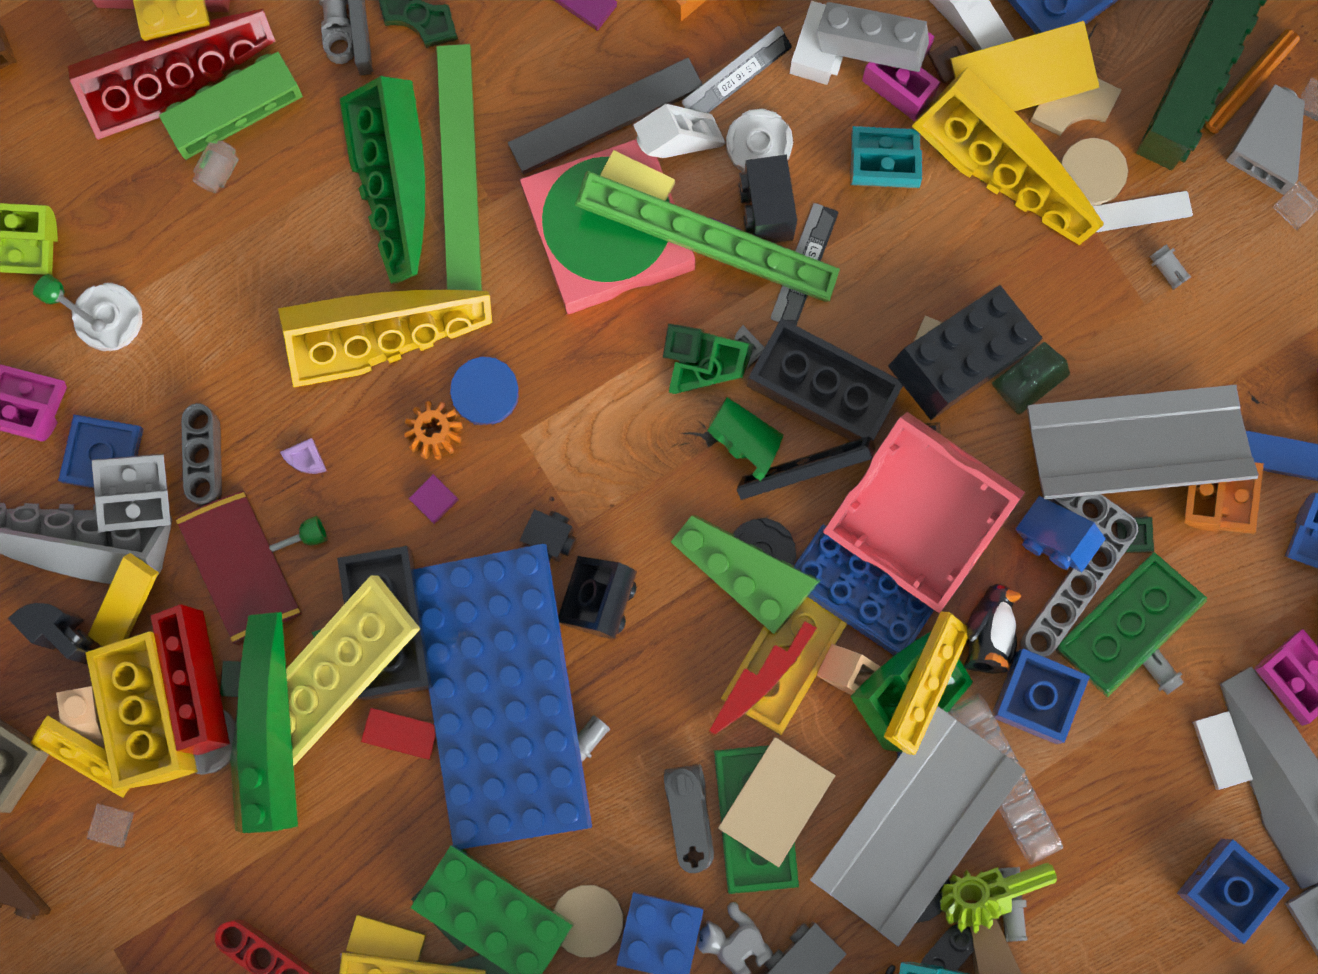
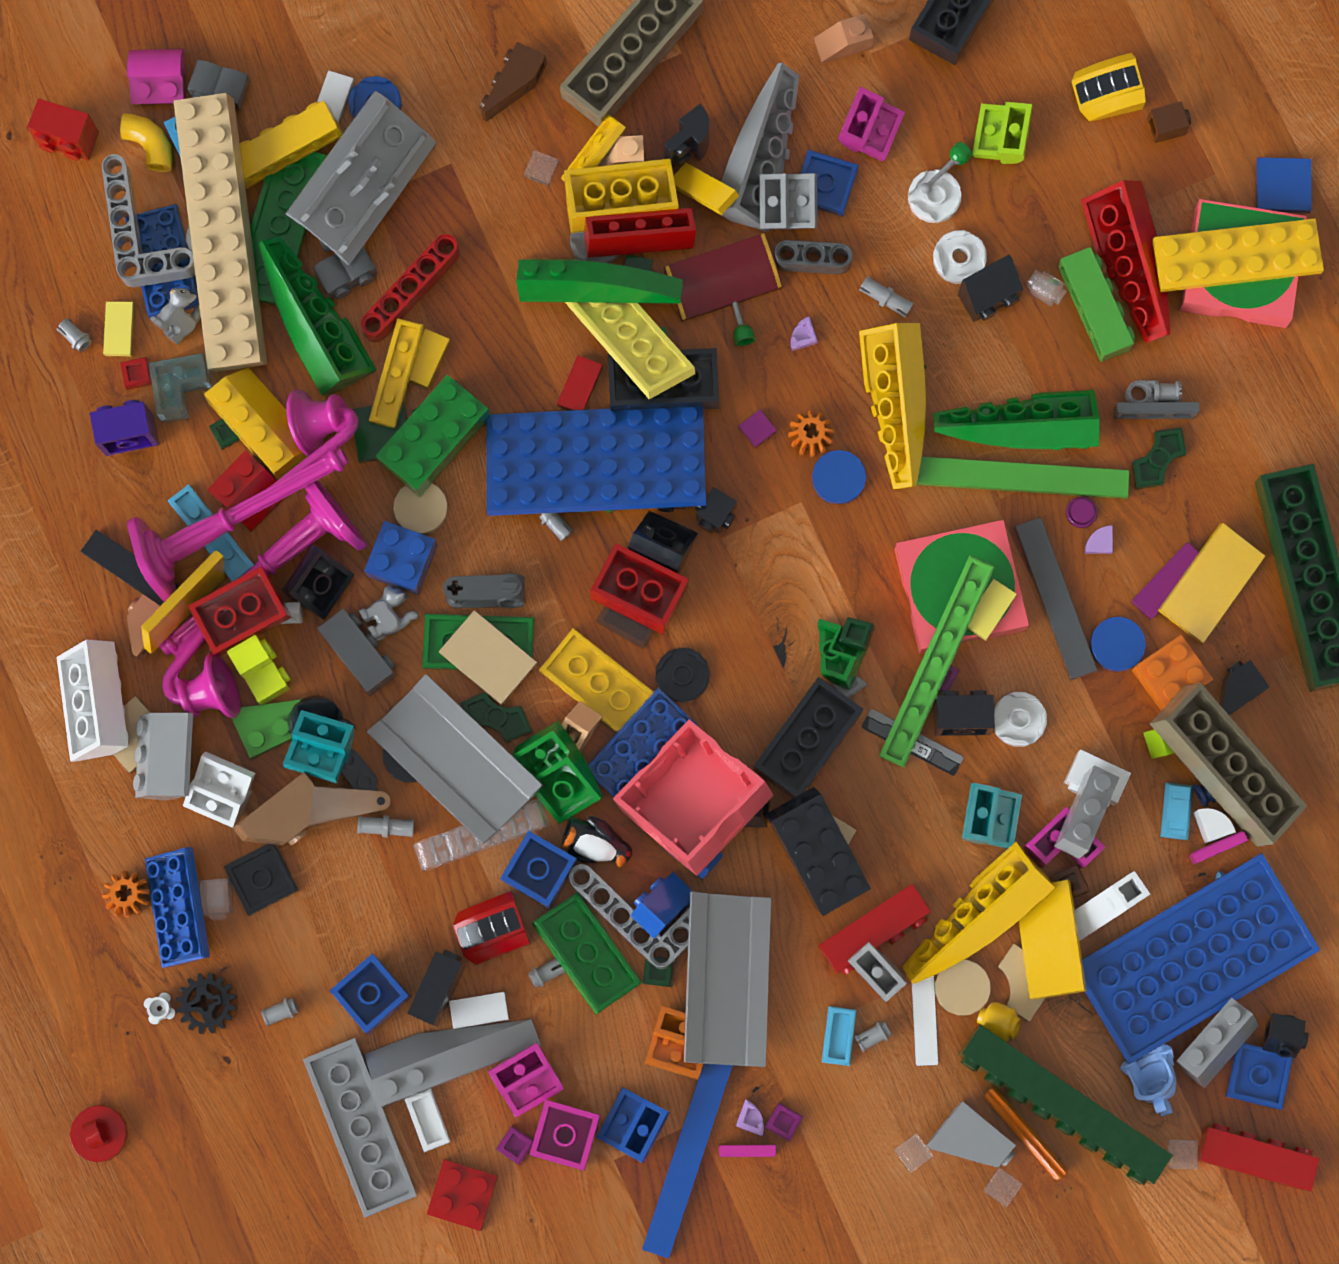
camera: 100 degrees right, 0 degrees up
(198, 290) = (959, 241): none -> white tile
(224, 229) = (991, 289): none -> black slope
(245, 359) = (886, 296): none -> light grey pin
(494, 98) = (1081, 512): none -> magenta piece
(528, 71) = (1100, 542): none -> lavender tile
(652, 38) = (1117, 644): none -> blue tile
(662, 617) = (639, 588): none -> red brick
(677, 131) = (1027, 650): white slope -> none
(704, 632) = (625, 627): none -> clear smoke tile
(739, 72) = (1079, 709): sticker -> none
(745, 436) = (774, 672): green slope -> none
(752, 687) = (576, 650): red slope -> none
(755, 579) = (658, 665): bright green wing -> none
(808, 467) = (741, 713): black tile -> none
(852, 765) = (507, 721): none -> dark green tile
(927, 683) = (559, 779): yellow tile -> none
(991, 892) = (394, 807): lime gear -> none
(1032, 377) = (795, 909): clear green slope -> none
(1044, 279) = (877, 927): none -> red brick
(1100, 262) = (878, 971): none -> light grey slope
(1119, 749) = (490, 929): none -> red slope
(1129, 122) = (1000, 1020): none -> yellow head
(1175, 308) = (839, 1036): none -> medium azure tile
(1213, 804) = (437, 987): none -> black brick
(1289, 360) = (784, 1122): none -> magenta tile
(1293, 400) = (751, 1119): none -> lavender tile

